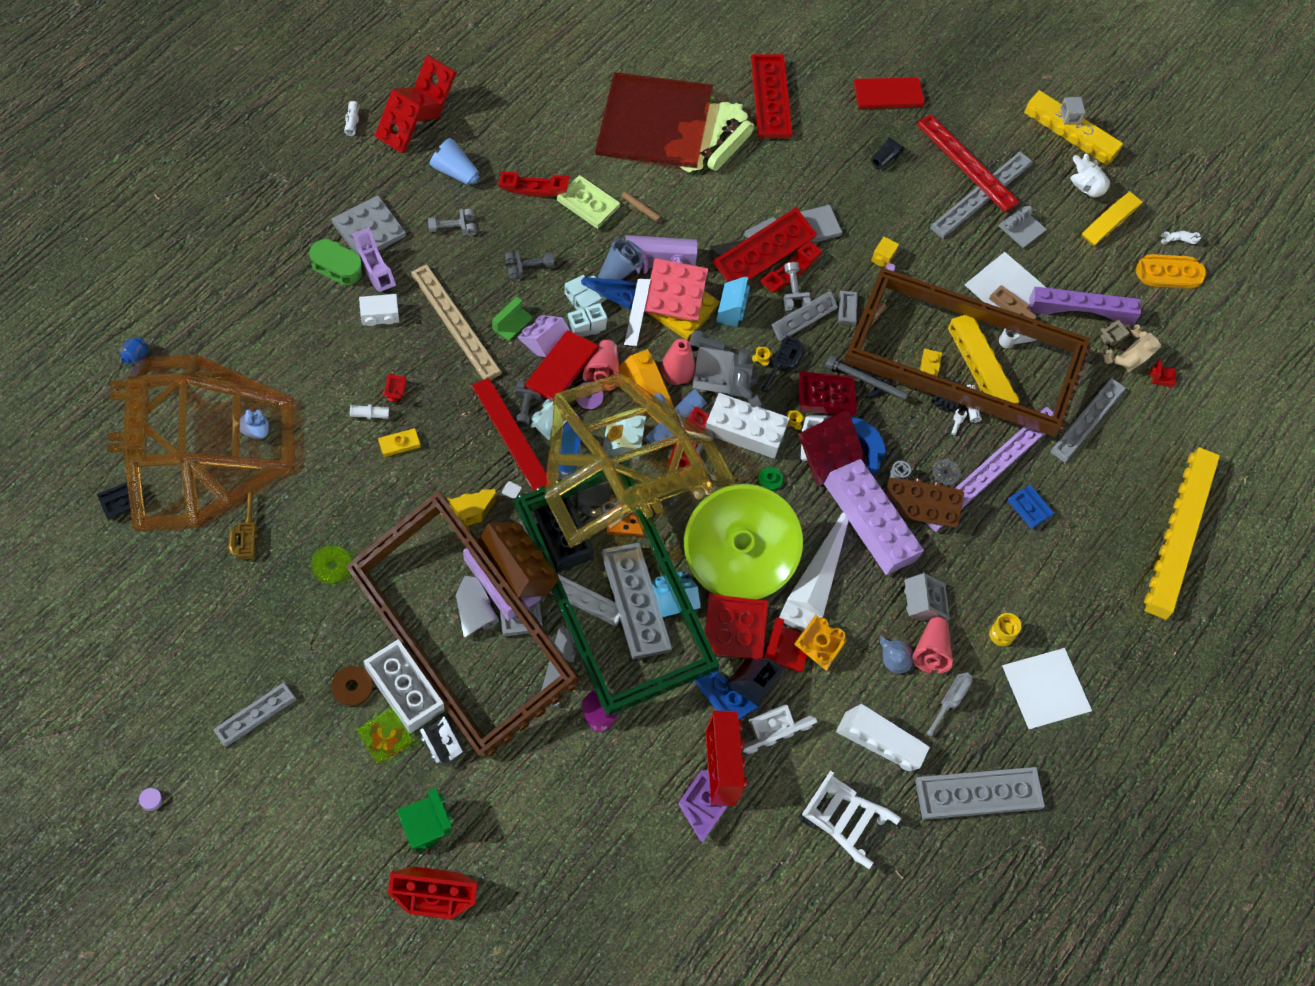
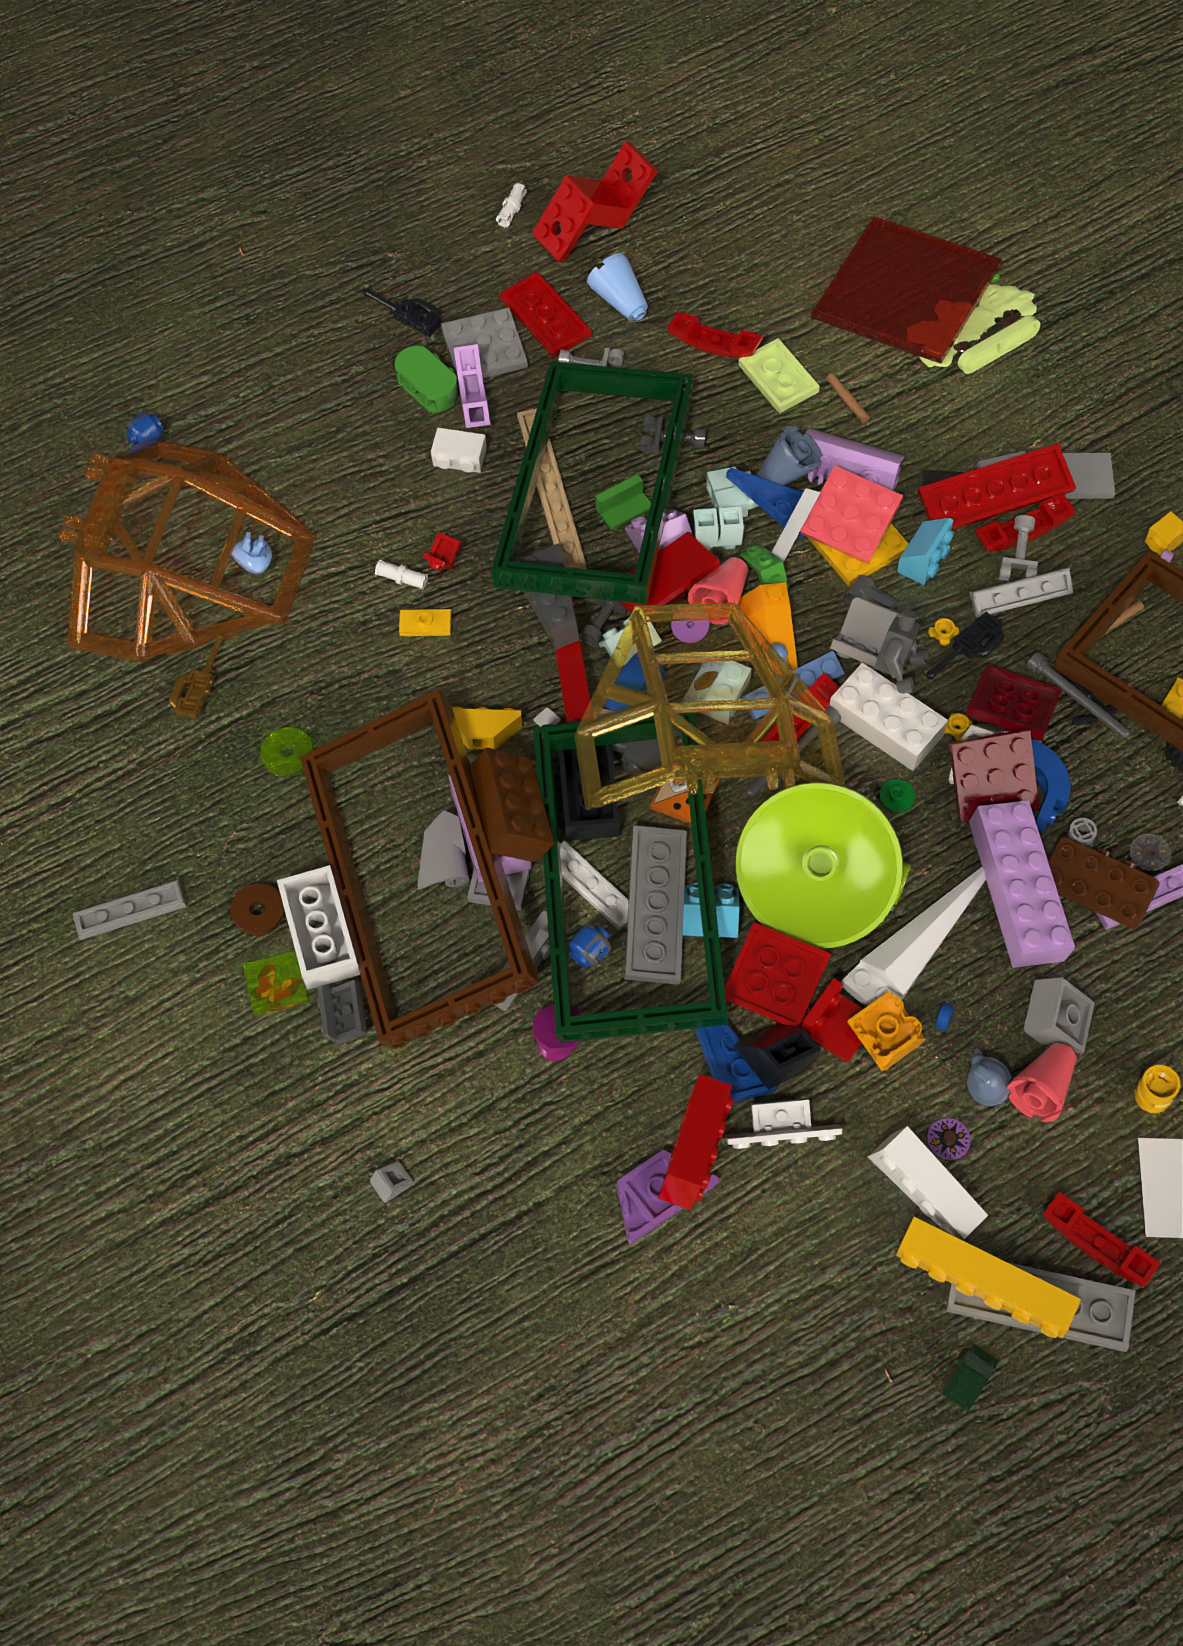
camera: 30 degrees right, 0 degrees up
(115, 501) = (56, 606): black plate -> none
(303, 216) = (409, 315): none -> black piece
(405, 194) = (545, 314): none -> red tile
(426, 821) = (283, 1104): green piece -> none
(432, 891) = (259, 1194): red wedge -> none
(484, 397) = (553, 610): none -> dark grey wedge
(505, 386) = (586, 582): none -> dark green door
(519, 851) = (391, 1181): none -> light grey slope
(609, 644) = (589, 946): none -> blue head
(629, 340) = (767, 565): none -> bright green bracket
(678, 363) = (822, 611): coral cone -> none
(771, 96) = (1079, 291): red plate -> none
(813, 817) = (805, 1237): white hand -> none
(847, 308) = (1087, 596): light grey tile -> none
(854, 622) = (944, 1017): none -> blue tile
(884, 703) = (948, 1139): none -> piece
(944, 788) = (988, 1278): none -> yellow brick
(953, 697) = (1047, 1161): light grey piece -> none
(953, 858) = (970, 1378): none -> clear green slope
(1003, 743) = (1099, 1243): none -> red slope

